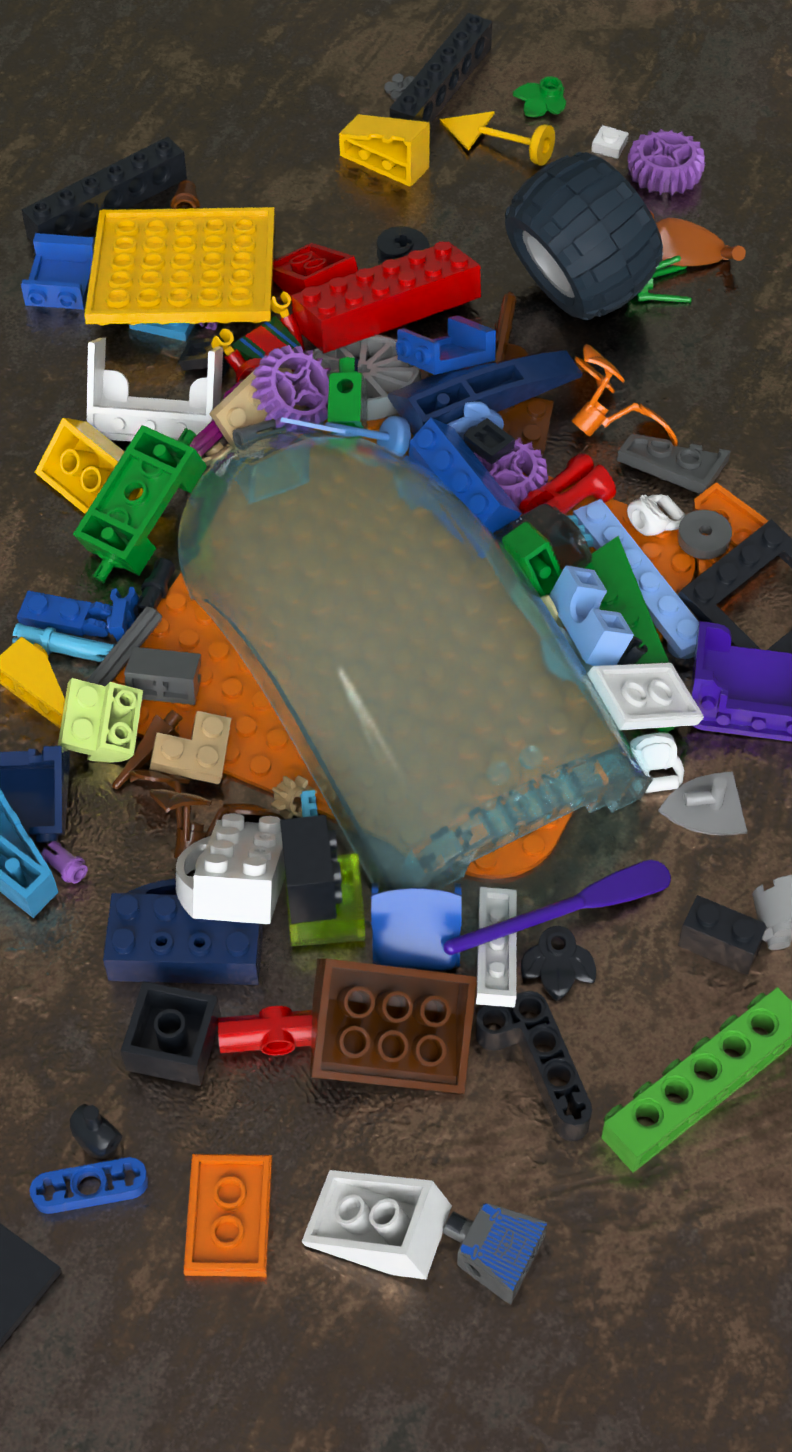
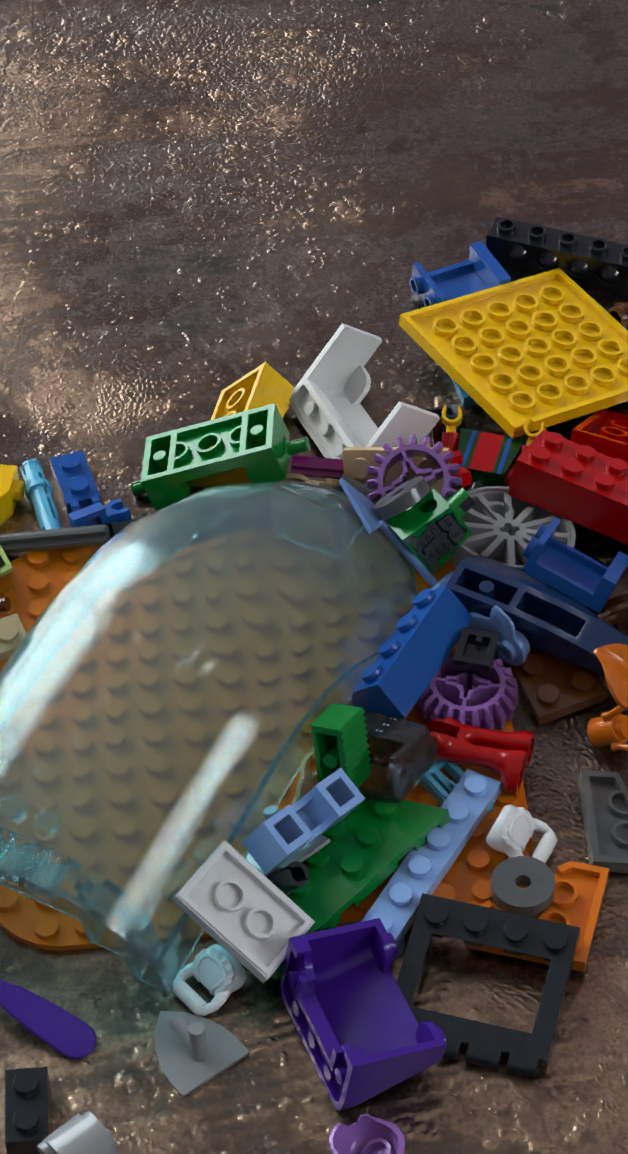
camera: 60 degrees right, 10 degrees down
(164, 674) = (41, 571): dark grey hinge -> none
(322, 397) = (402, 498): none -> dark grey piece

